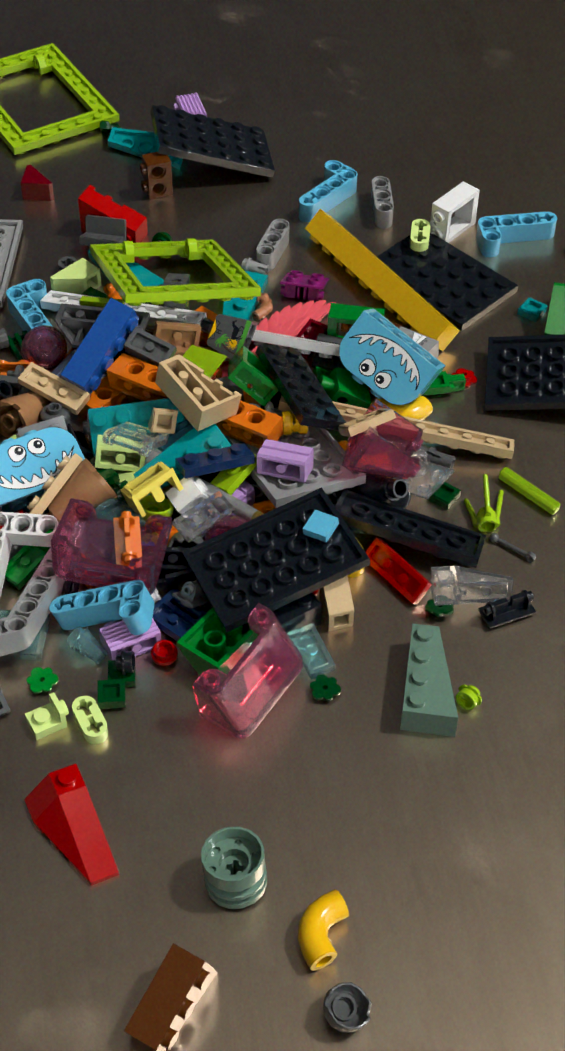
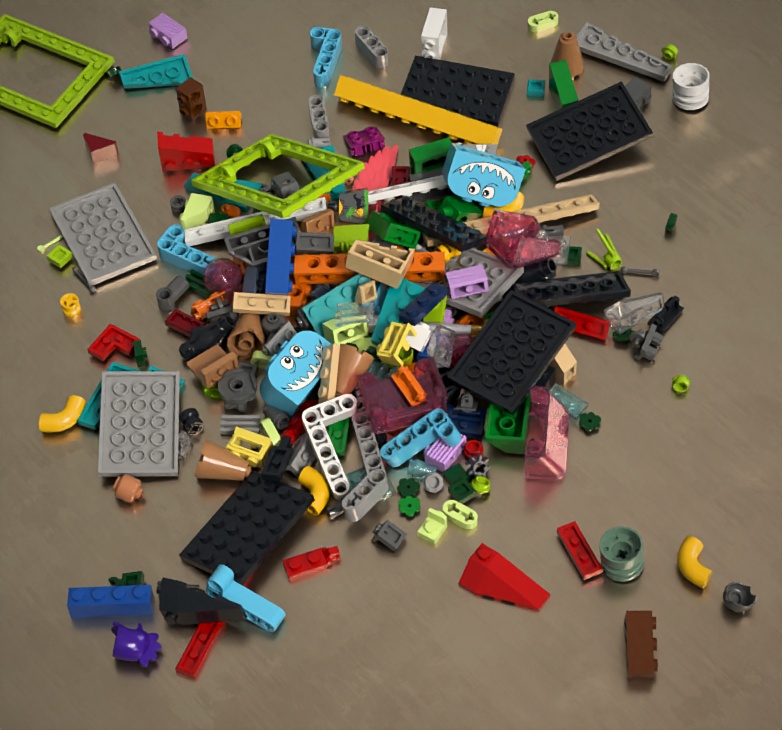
camera: 25 degrees left, 5 degrees up
(58, 658) = (404, 484): none -> dark green plant
(88, 667) = (433, 482): none -> light grey plate
(103, 230) = (189, 164): dark grey panel -> none
(125, 662) = (458, 466): black plate -> none
(139, 697) = (481, 484): none -> lime plate
(154, 666) = (473, 461): none -> dark grey gear
(177, 208) = (223, 119): none -> light orange hinge
(192, 835) = (579, 550): none -> red plate
(211, 141) = (211, 51): black plate -> none
(320, 526) = (530, 316): medium azure tile -> none
(368, 420) = (505, 229): tan plate -> none
(417, 234) = (425, 62): yellowish green beam -> none
(428, 689) = (653, 389): sand green wedge -> none
(469, 624) = (644, 341): none -> dark grey hips
(513, 228) = (469, 35): medium azure beam -> none
(529, 490) = (624, 226): lime axle -> none

